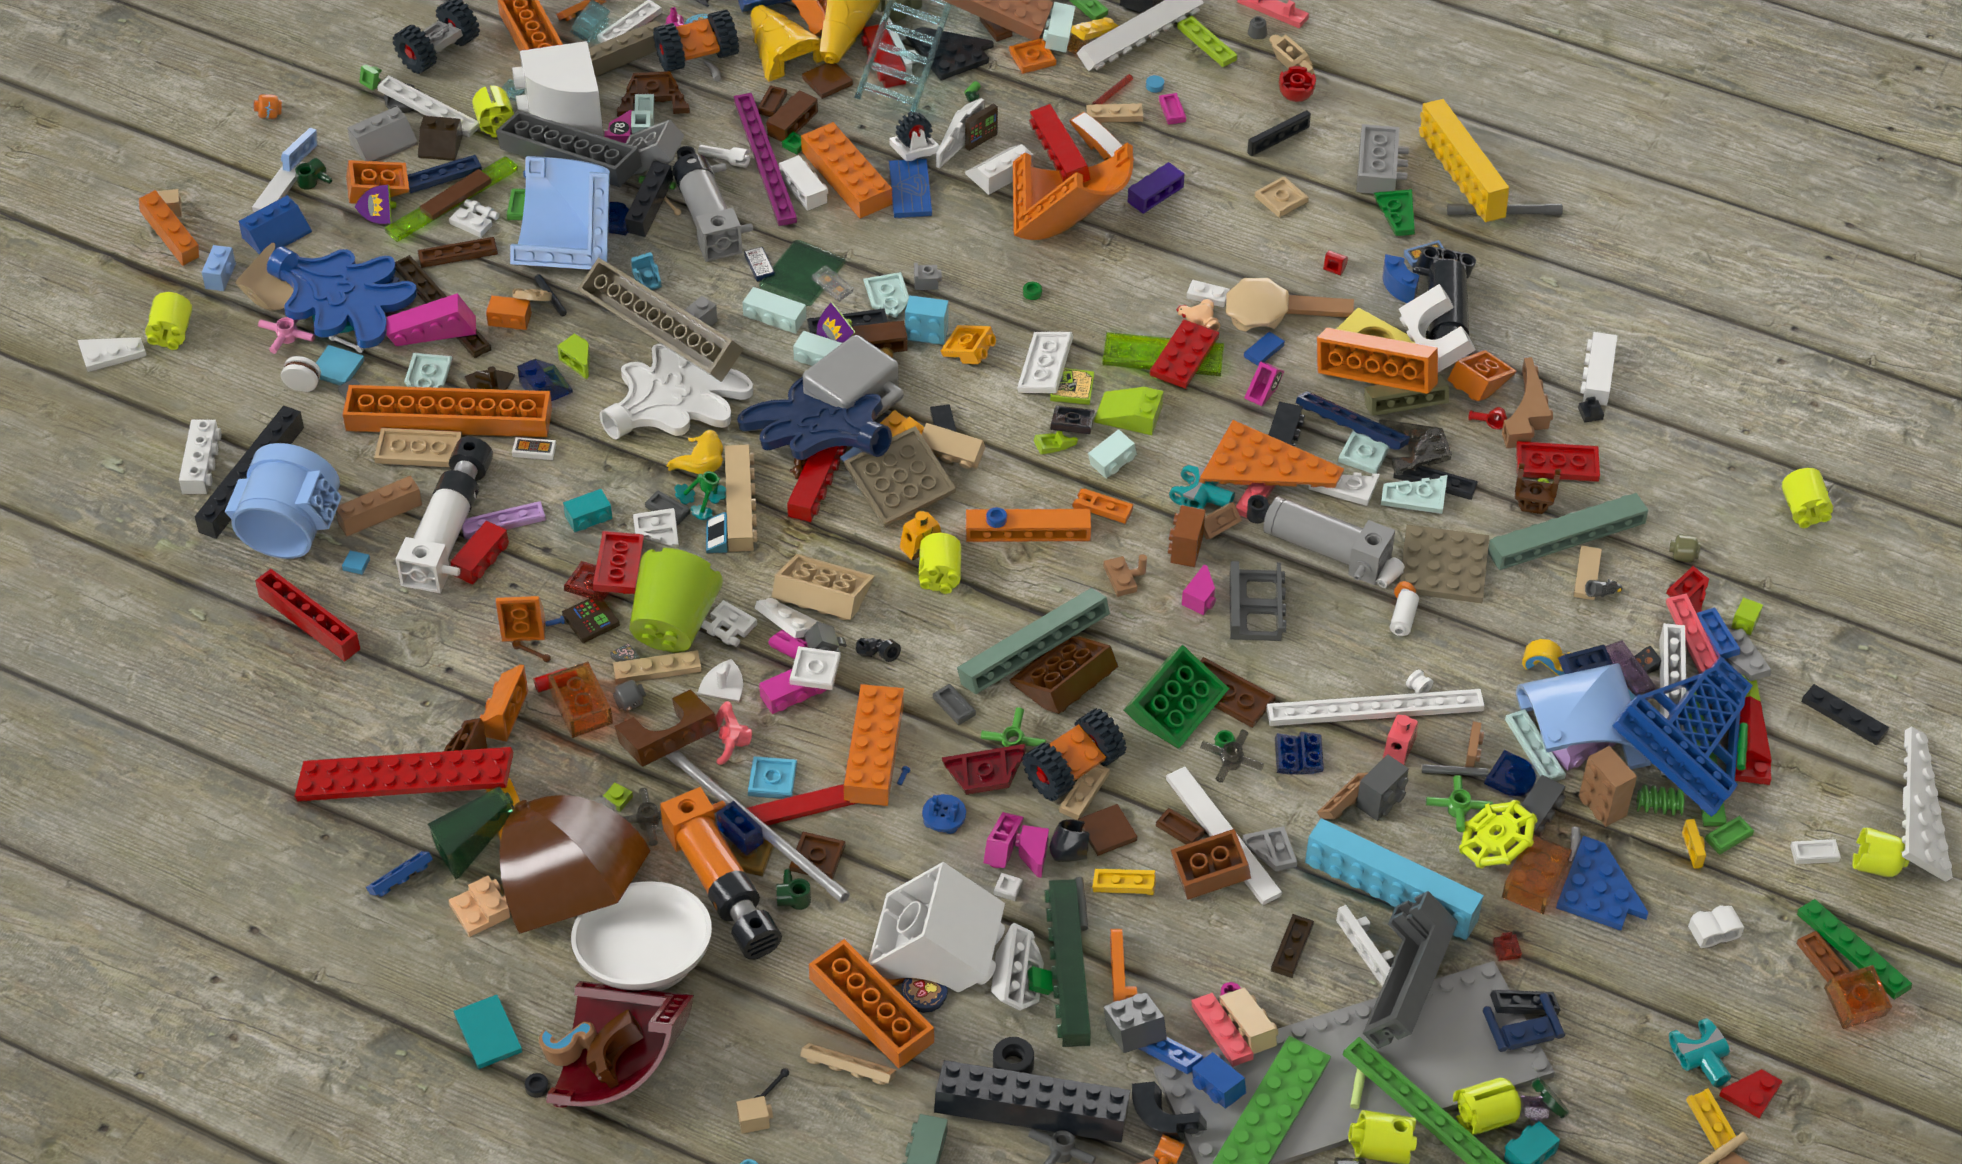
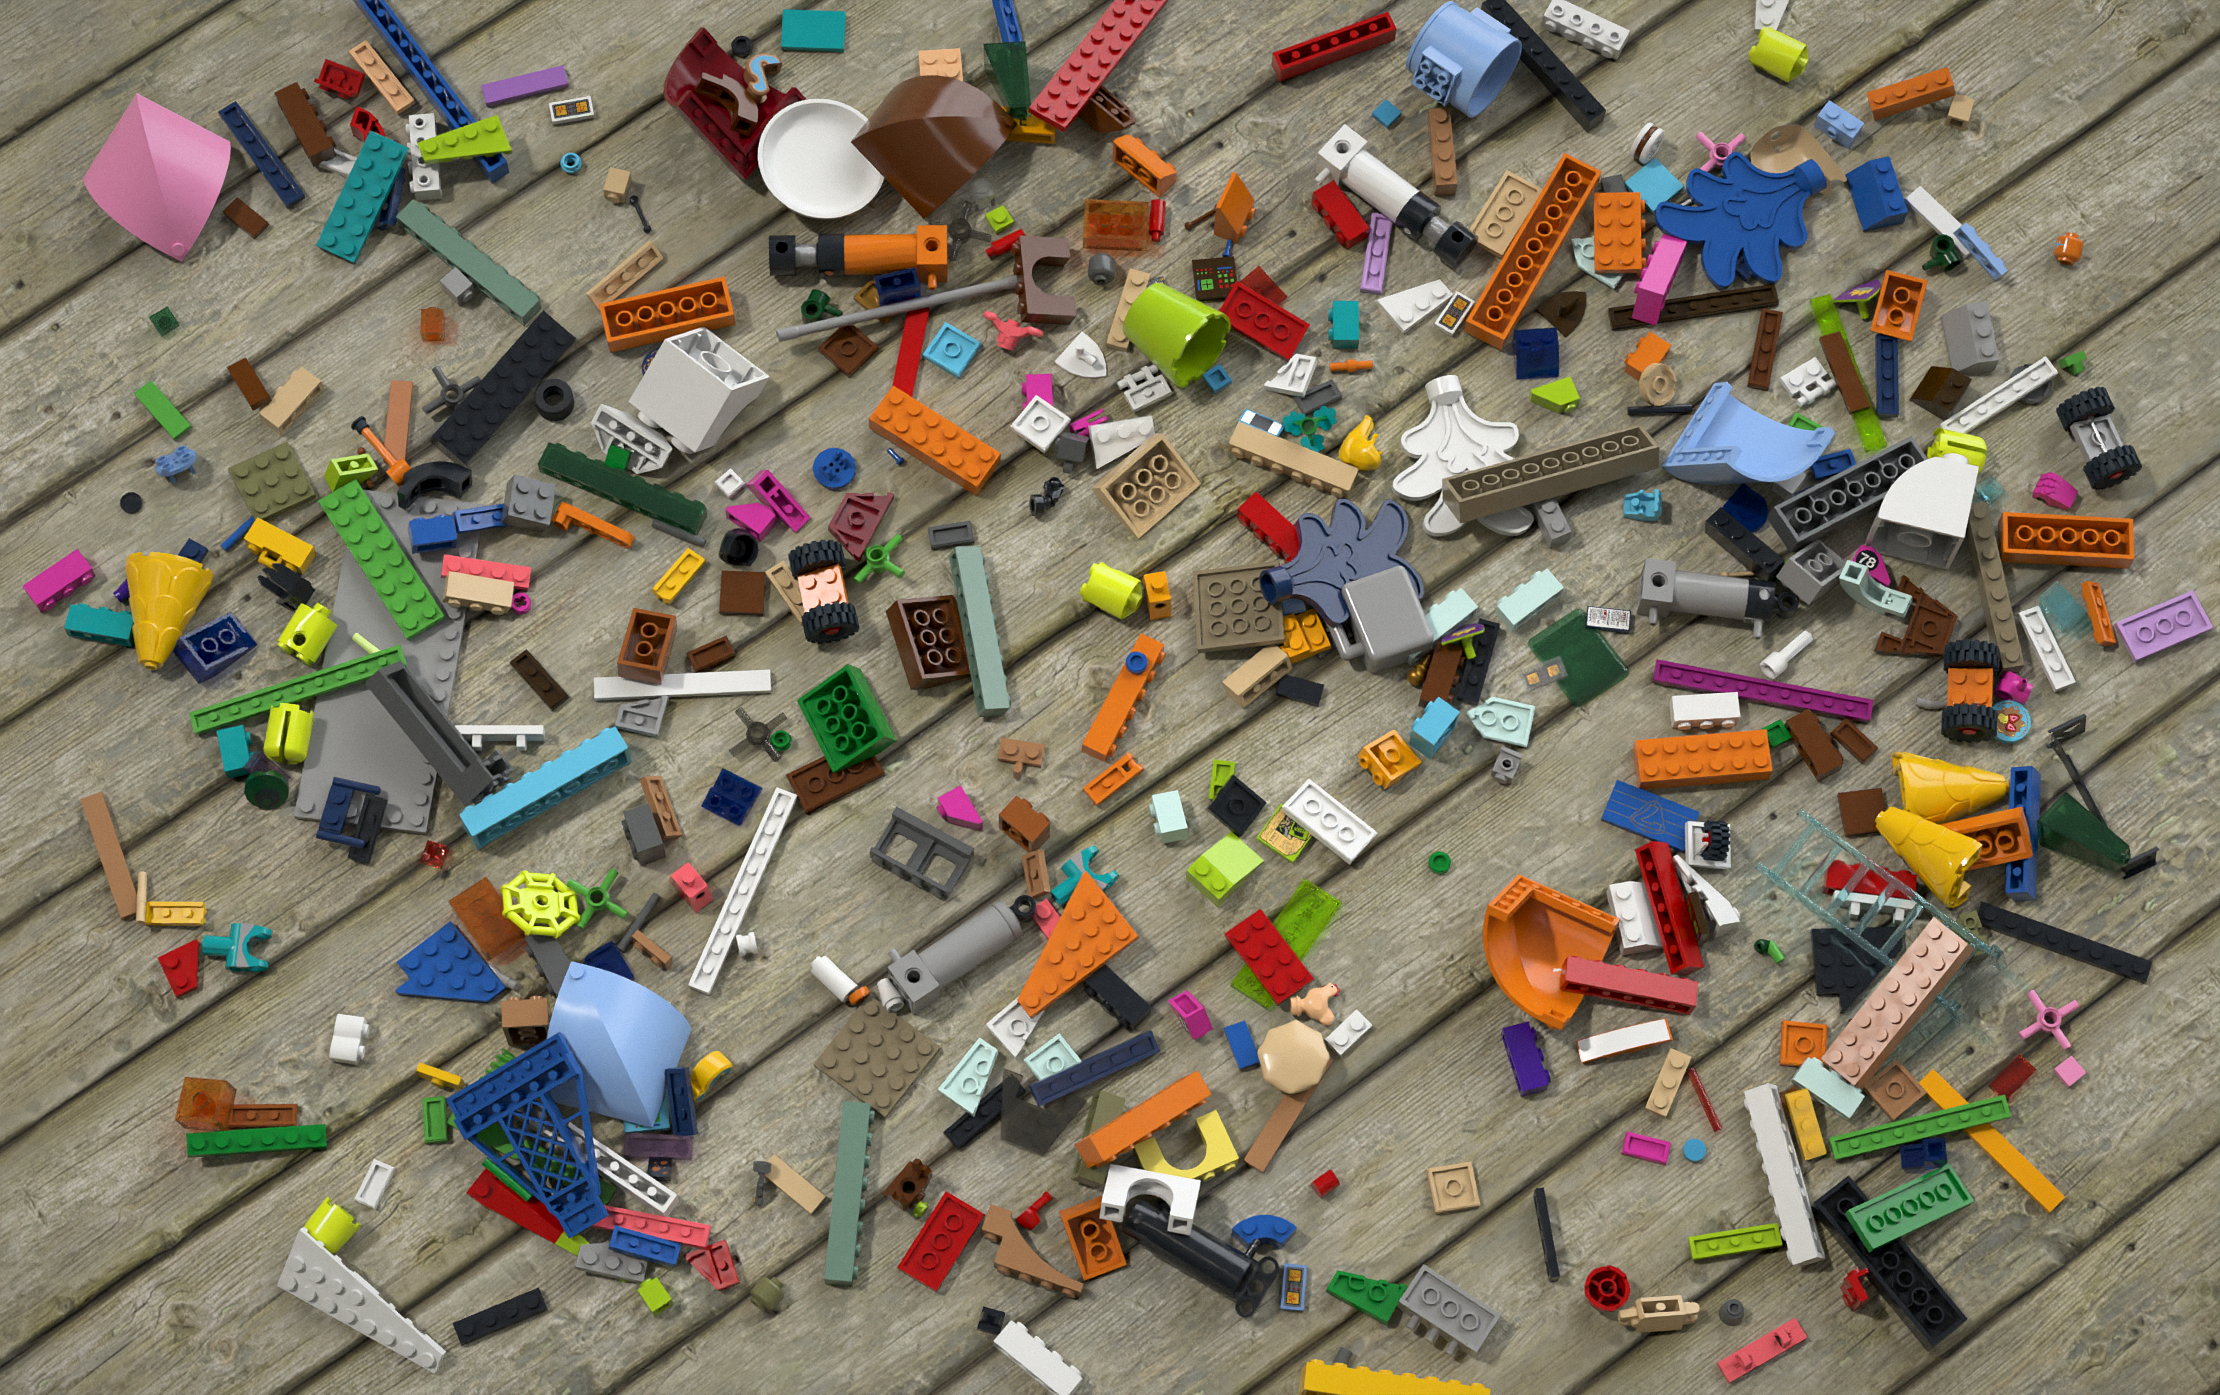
camera: 115 degrees right, 20 degrees up
(400, 364) = (1618, 233): none -> orange bracket
(491, 57) = (2055, 491): none -> dark pink hand
(541, 477) = (1414, 304): none -> white wing
(624, 496) = (1351, 365): none -> orange bar
(640, 778) = (1003, 244): none -> red cylinder
(980, 147) = (1669, 908): none -> red brick

